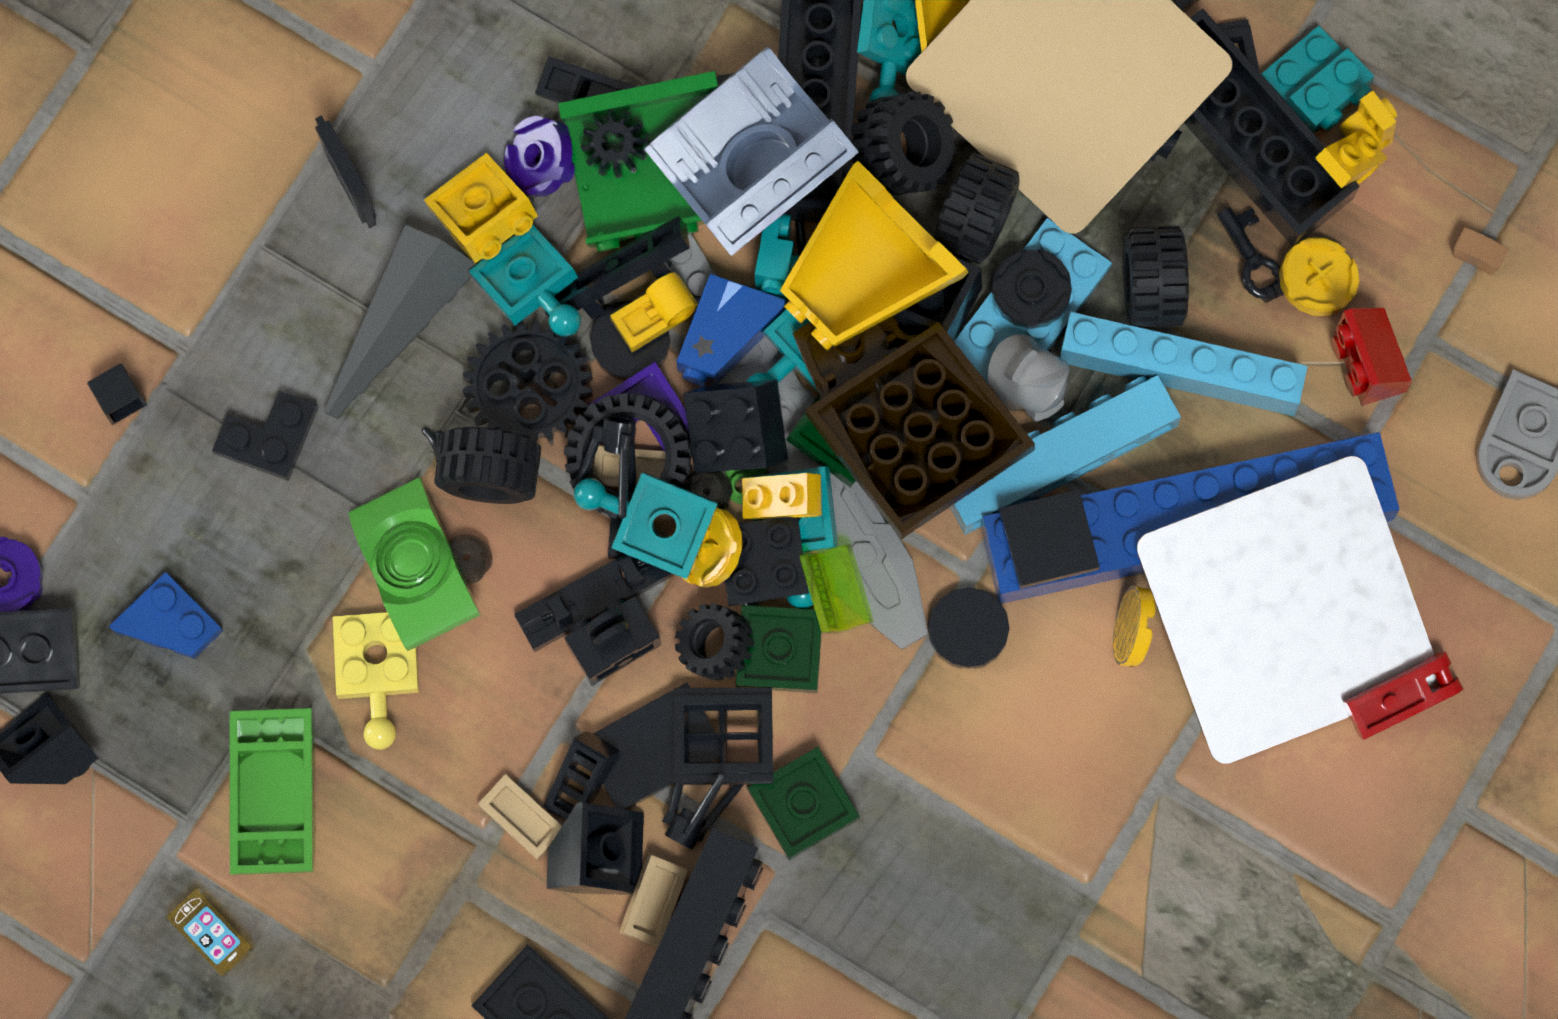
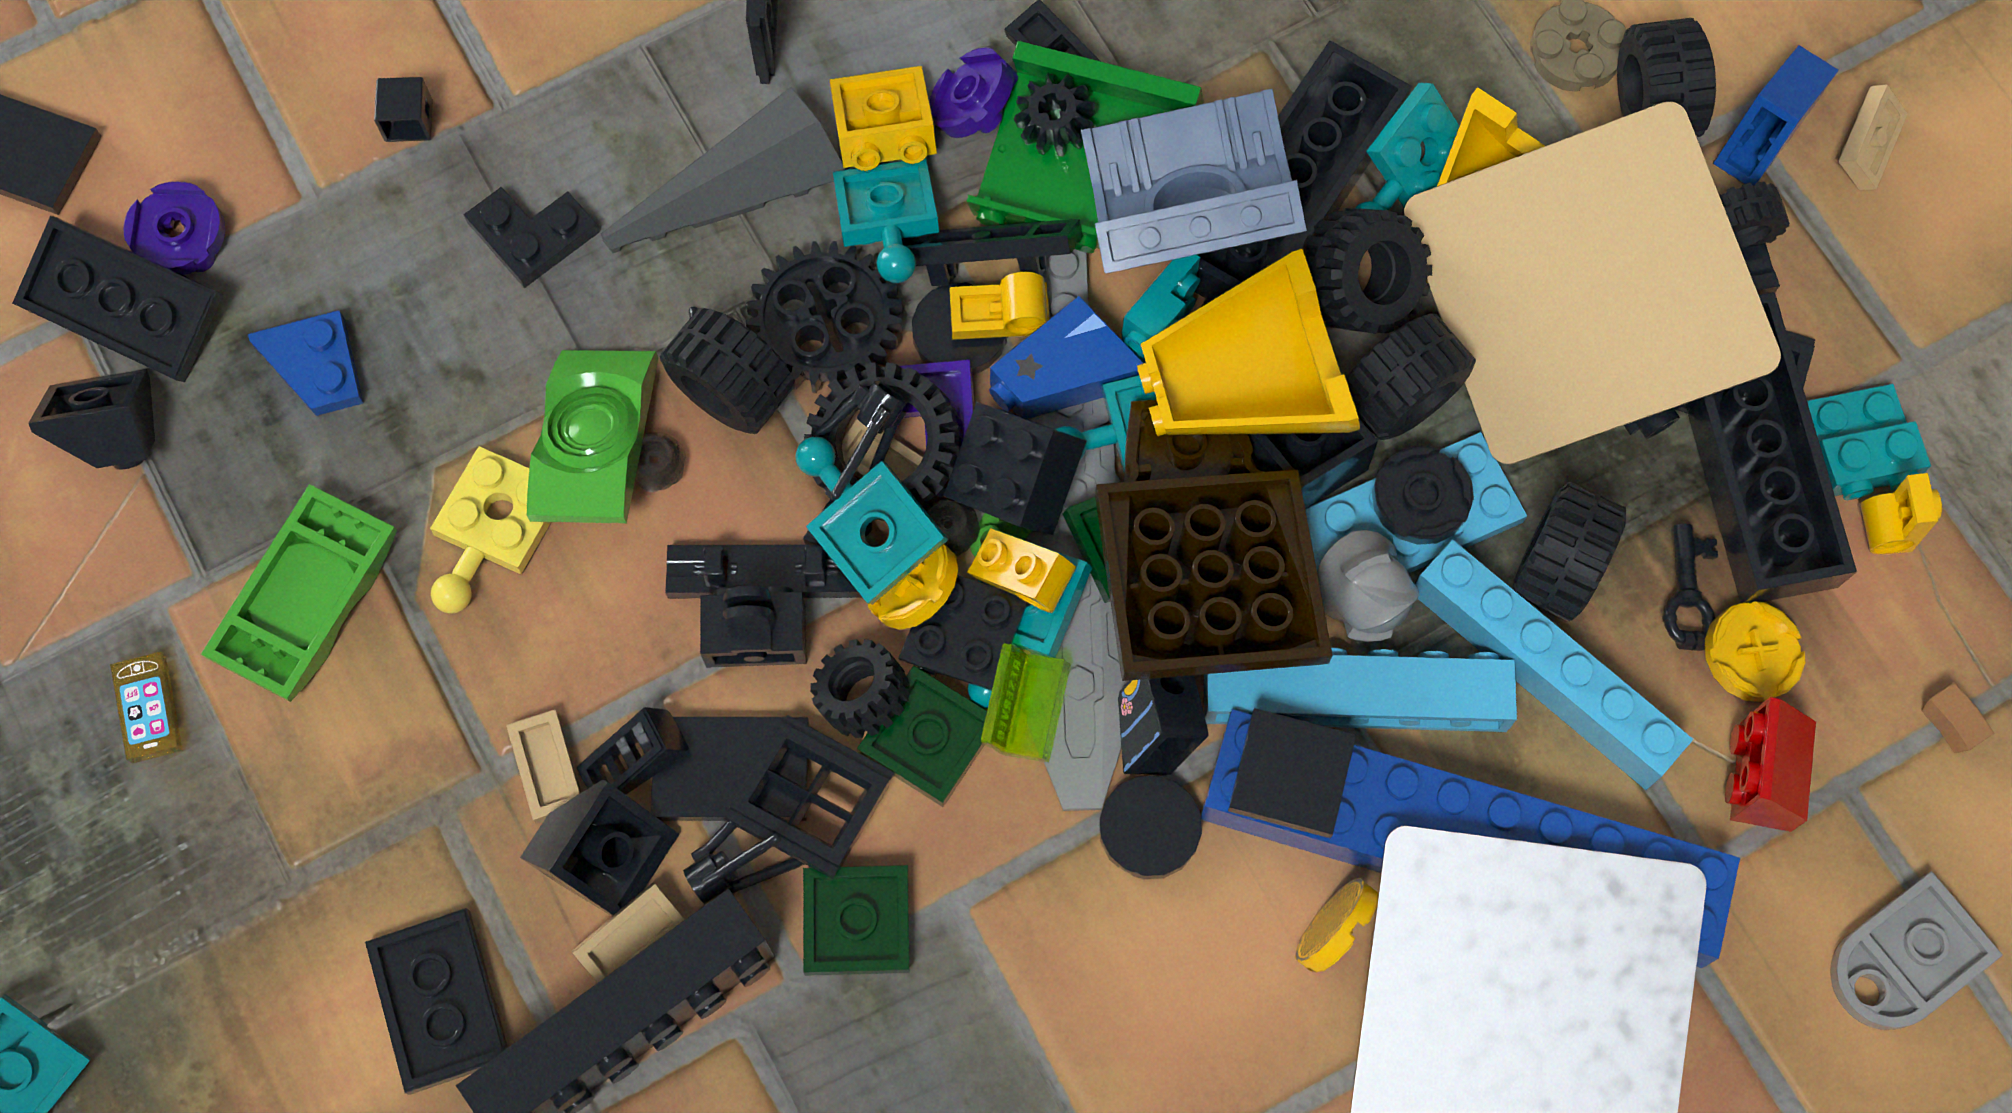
camera: 25 degrees right, 5 degrees down
(938, 554) = (1160, 724): none -> black torso
(1352, 158) = (1863, 537): yellow plate -> none

